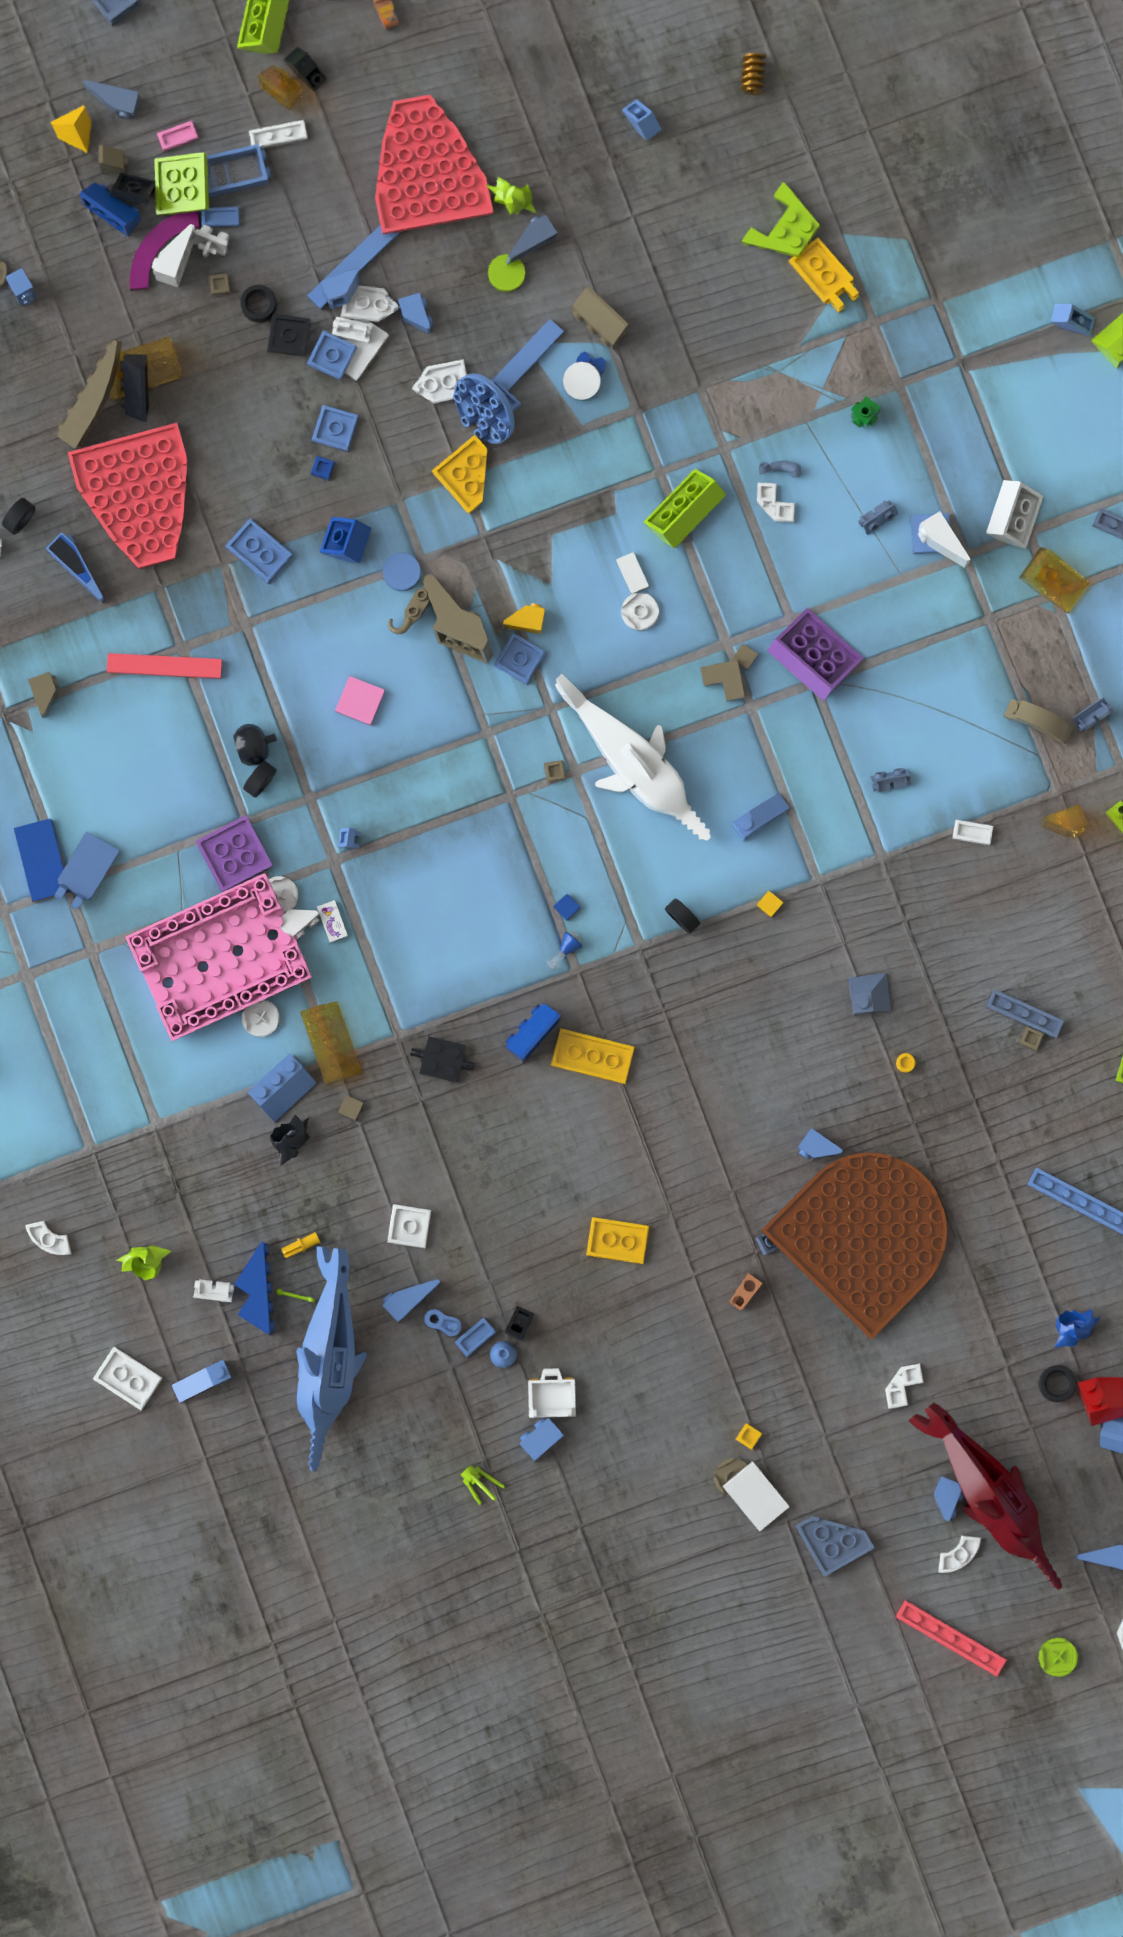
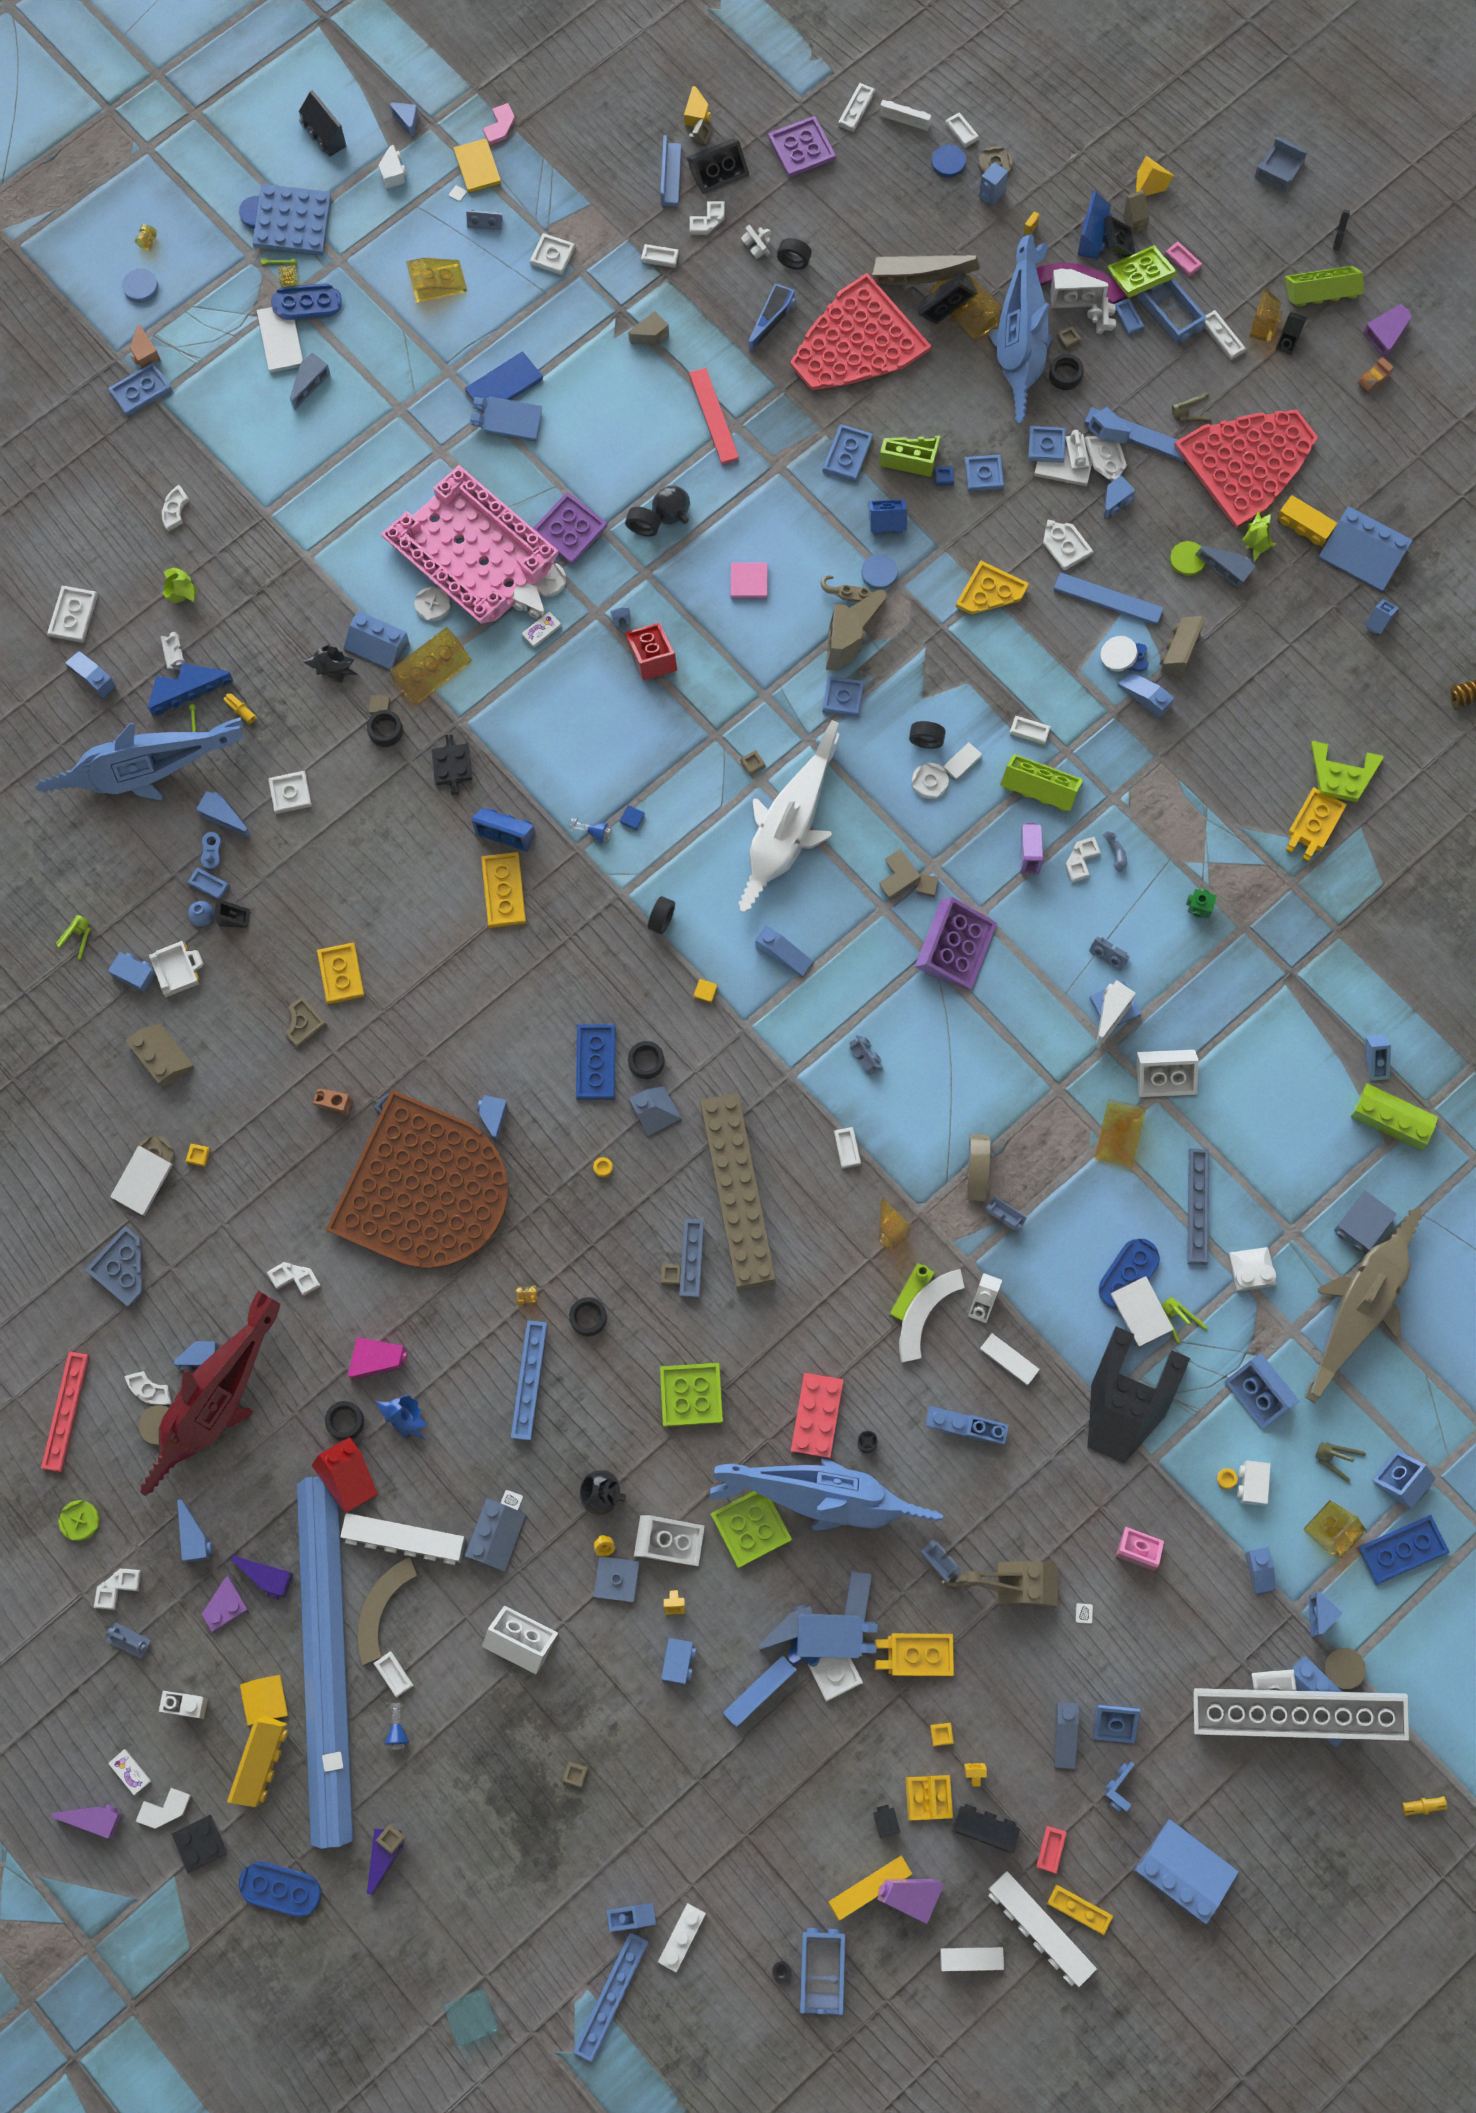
camera: 70 degrees right, 10 degrees down
(78, 267) = (1031, 223): none -> yellow tile
(119, 100) = (1192, 203): sand blue slope -> none
(198, 324) = (1023, 325): none -> medium blue animal
(288, 335) = (1049, 405): black plate -> none
(292, 490) = (910, 454): none -> lime wedge
(345, 211) = (1181, 409): none -> olive plant
(379, 1096) = (384, 715): none -> black tyre
(400, 823) = (651, 651): none -> red slope
(487, 405) = (1058, 579): medium blue bracket -> none
(515, 145) = (1306, 521): none -> yellow brick
(527, 619) = (881, 687): yellow slope -> none
(566, 103) = (1365, 549): none -> medium blue slope
(596, 595) = (927, 734): none -> black tyre
(625, 497) = (1030, 730): none -> white tile
(632, 372) = (1147, 693): none -> medium blue slope
(635, 1439) = (159, 1054): none -> dark tan slope
(654, 1291) = (304, 1022): none -> dark tan tile
(748, 545) = (1031, 848): none -> slope
(800, 1032) = (595, 1062): none -> blue tile
(803, 984) = (646, 1045): none -> black tyre
(978, 948) = (737, 1192): none -> dark tan brick
(993, 1558) = (150, 1423): none -> dark tan tile
(1002, 1176) = (526, 1295): none -> clear yellow wheel
(1010, 1335) = (375, 1358): none -> dark pink slope
(1029, 1131) = (585, 1302): none -> black tyre

